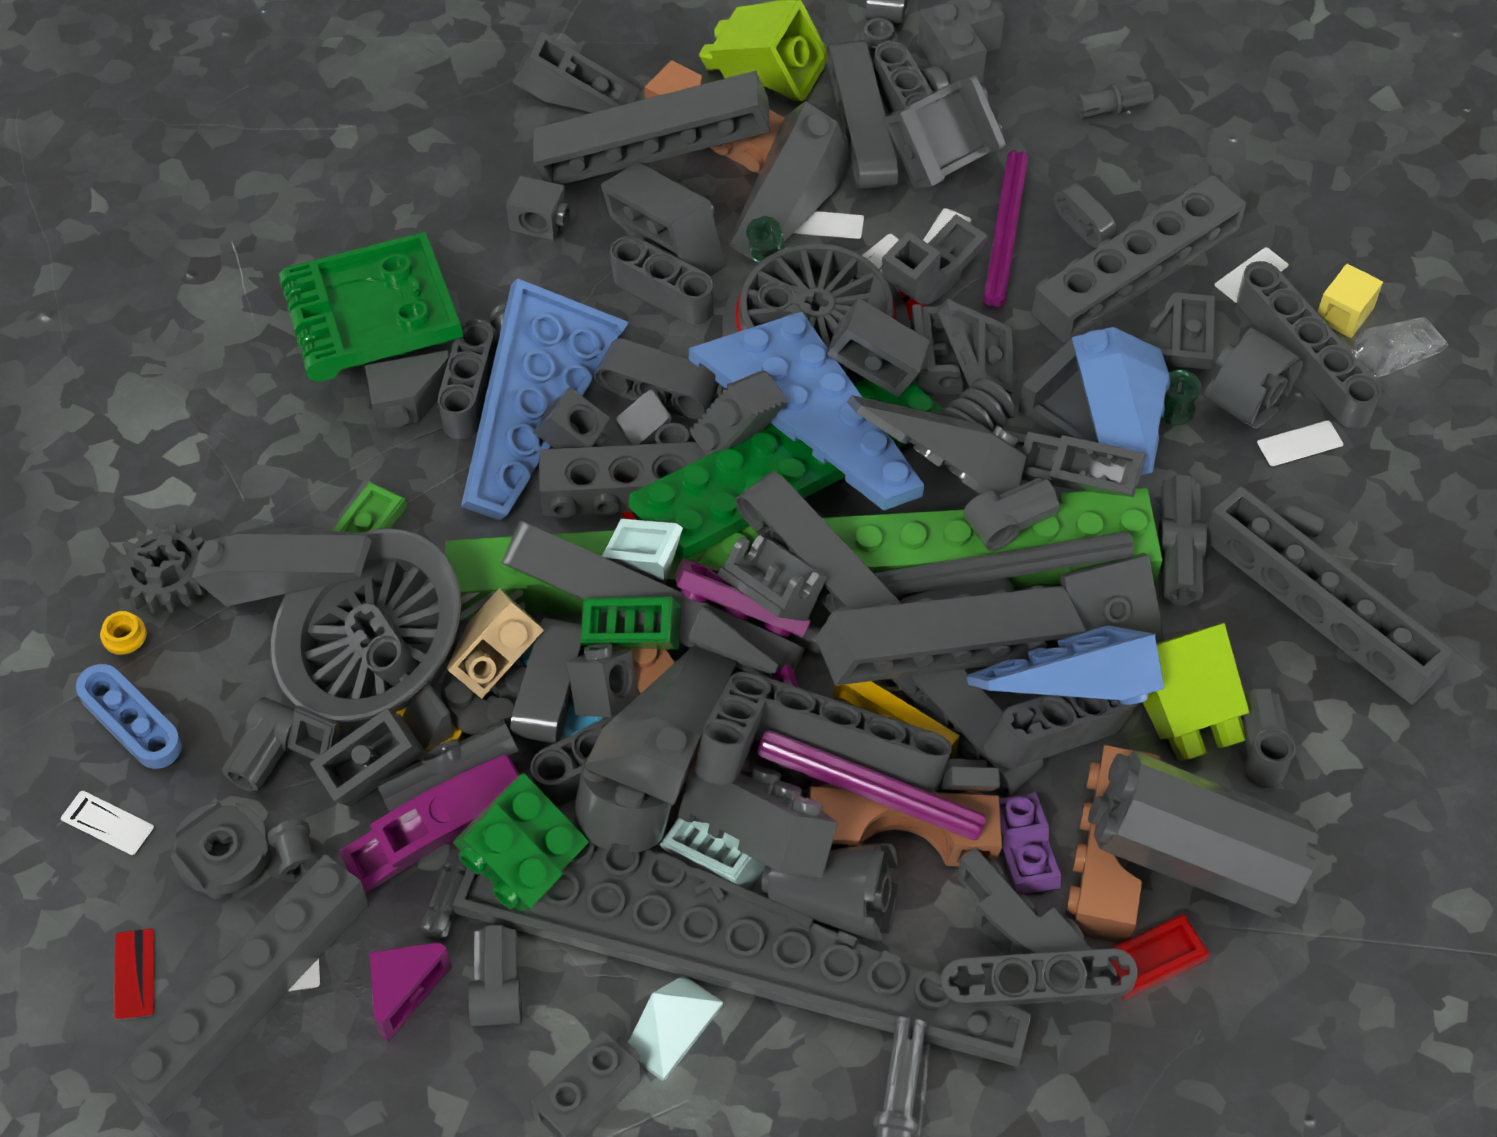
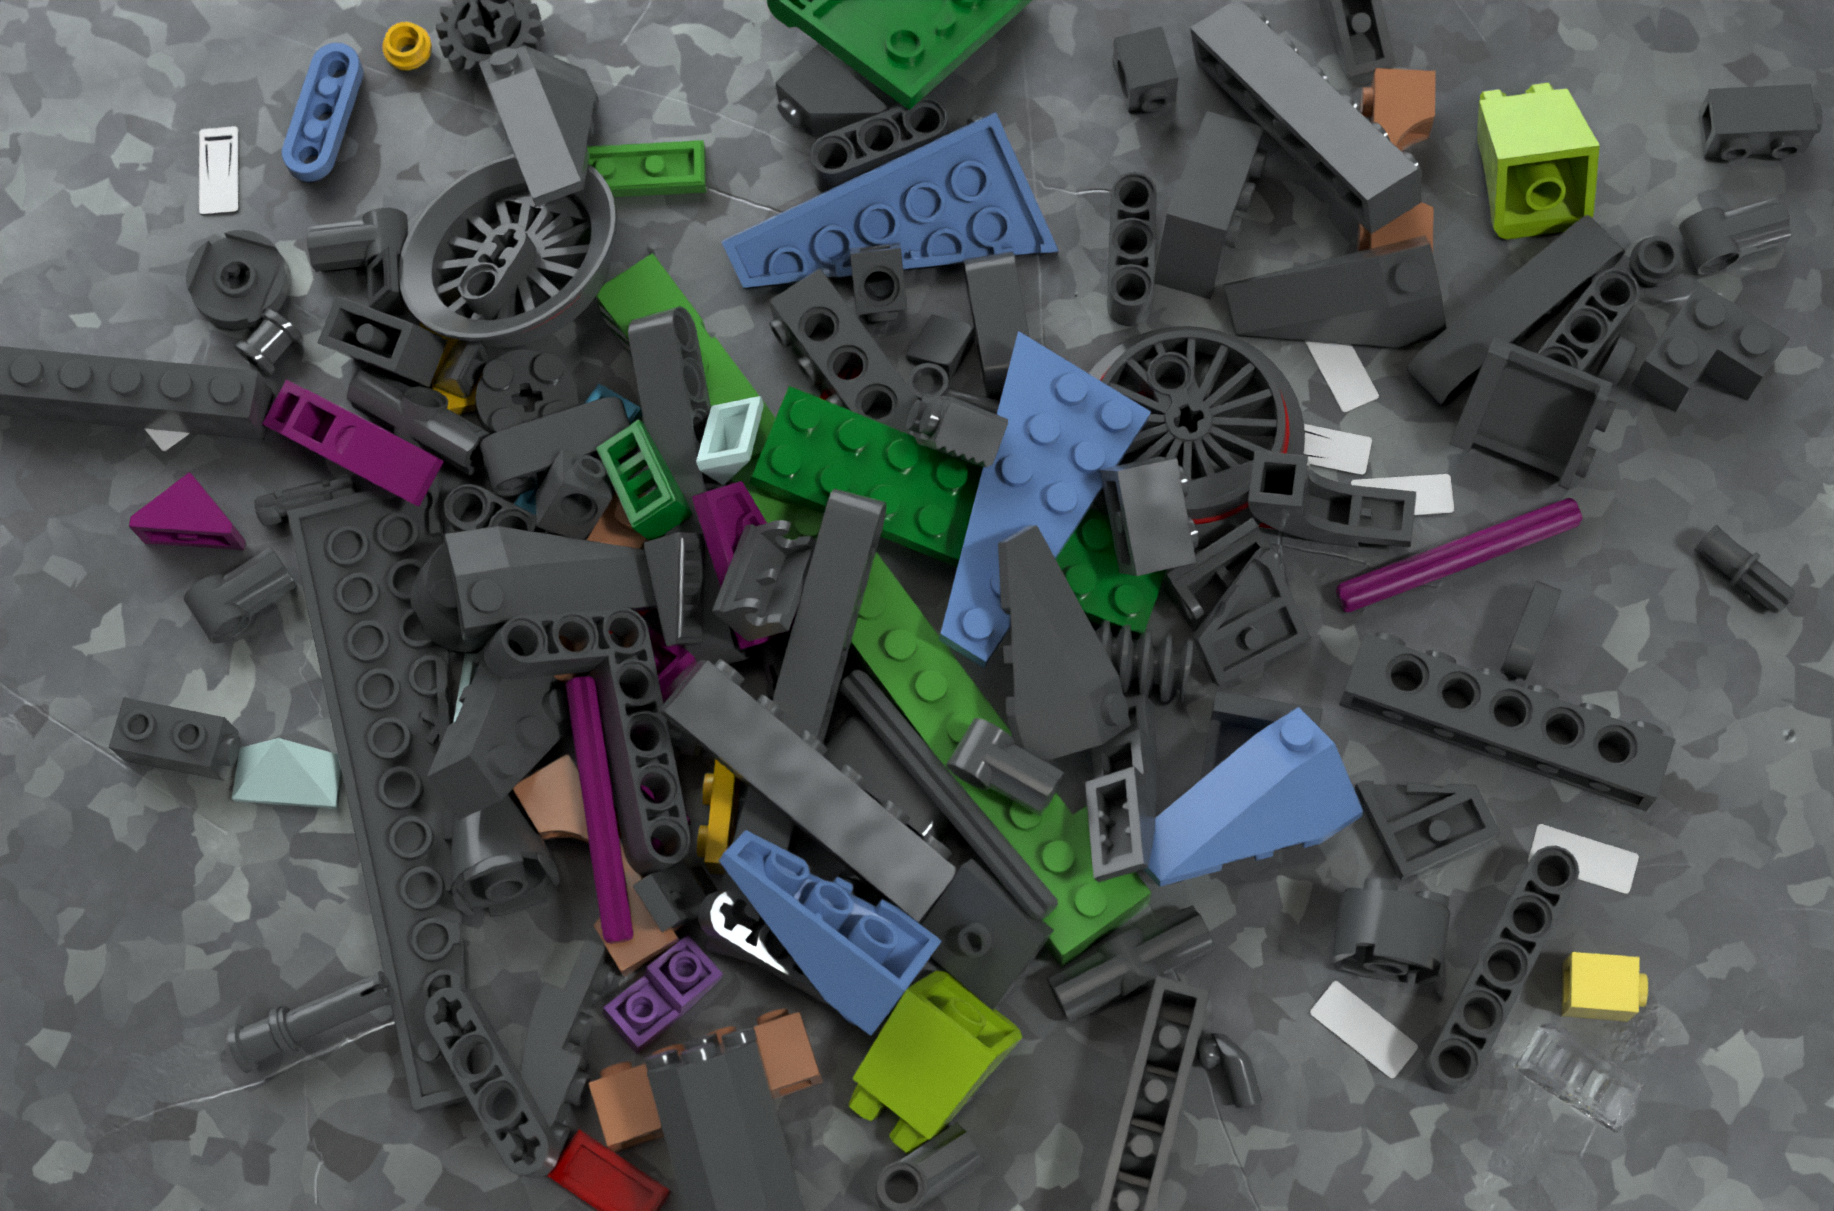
camera: 65 degrees right, 15 degrees up
(134, 974) = (90, 293): red sticker -> none
(492, 643) = (558, 369): tan slope -> none
(520, 844) = (357, 529): green plate -> none
(760, 230) = (1228, 311): clear green bush -> none
(1189, 392) = (1321, 881): clear green bush -> none

